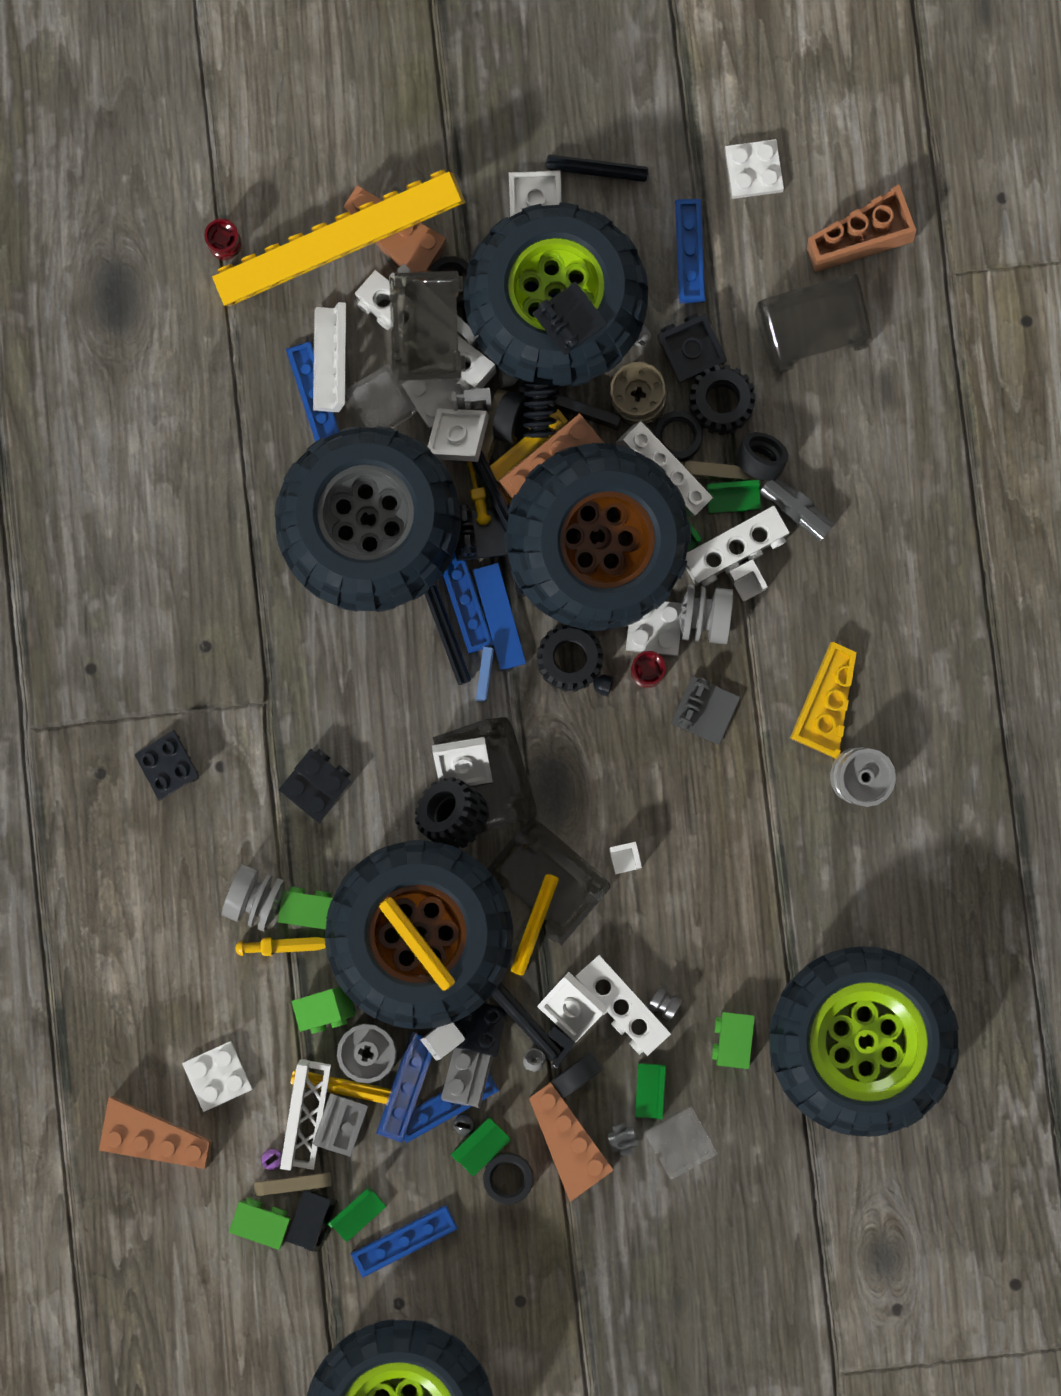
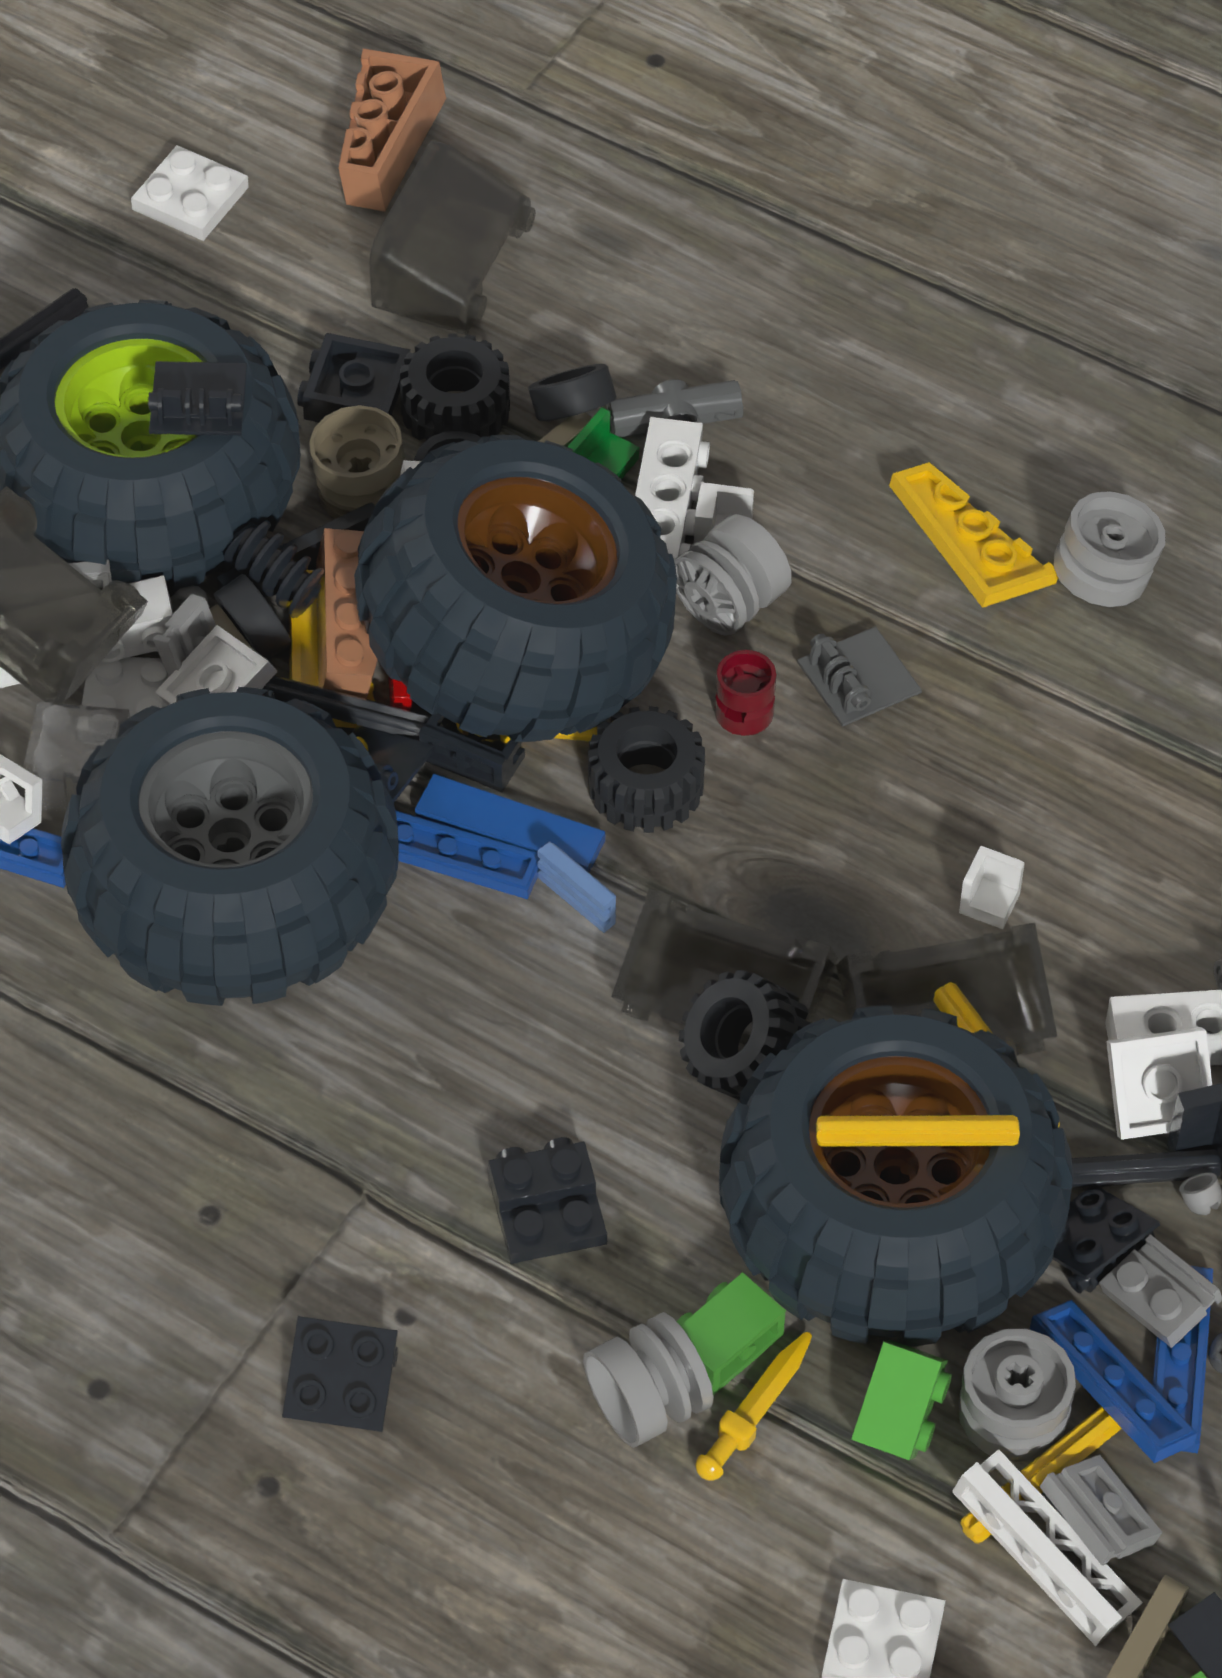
camera: 55 degrees left, 30 degrees down
(267, 1155) = (1068, 1653): medium lavender hinge -> none
(442, 1040) = (1077, 1277): white panel -> none
(447, 636) = (480, 901): black axle -> none
(463, 760) = (676, 970): white plate -> none
(603, 684) = (720, 762): black hinge -> none
(657, 631) = (691, 662): white plate -> none
(689, 251) = (189, 291): blue tile -> none

